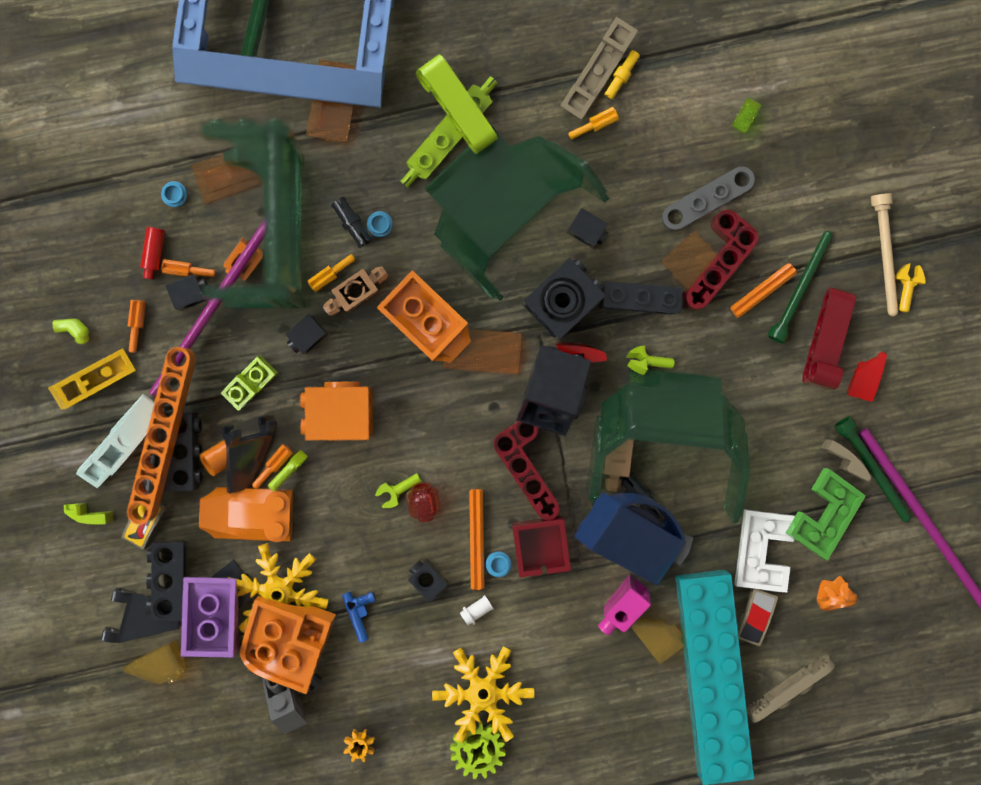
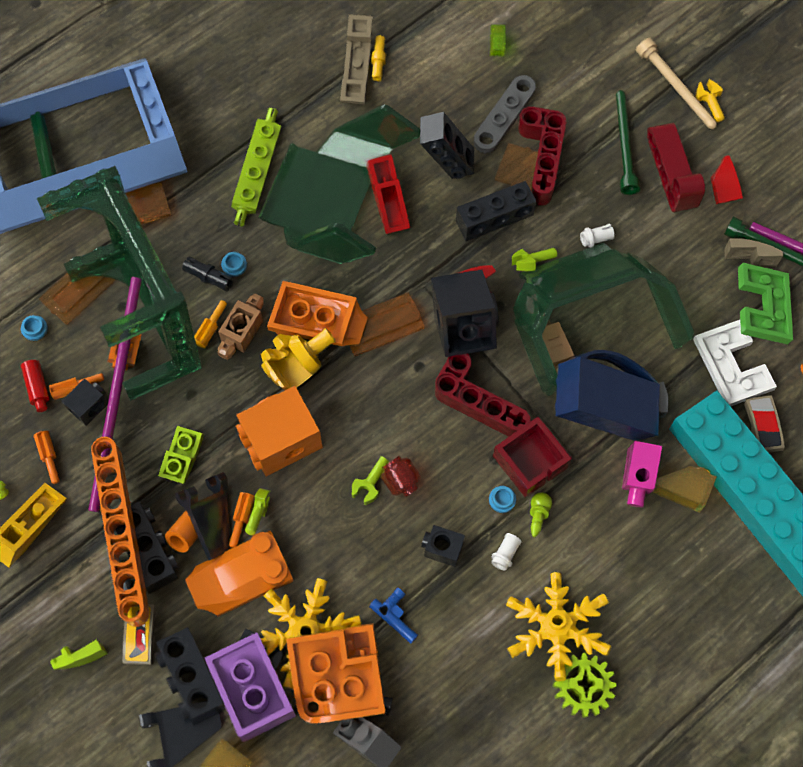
camera: 25 degrees left, 20 degrees down
(119, 443) = (80, 568): light aqua slope -> none
(305, 335) = (214, 384): black brick -> none
(355, 751) = (464, 735): light orange gear -> none
(385, 351) = (294, 358): none -> yellow piece
(440, 79) = (249, 132): lime beam -> none
(476, 539) = (469, 487): orange axle -> none
(527, 586) = (540, 507): none -> lime bar
(553, 226) = (388, 193): none -> red slope
(575, 287) = (428, 239): black brick -> none
(588, 229) = (418, 180): black brick -> none
(596, 122) = (382, 96): light orange axle -> none
(628, 217) = (447, 145): none -> black brick
(719, 368) = (592, 236): none -> white pin
(763, 290) = (595, 159): orange axle -> none

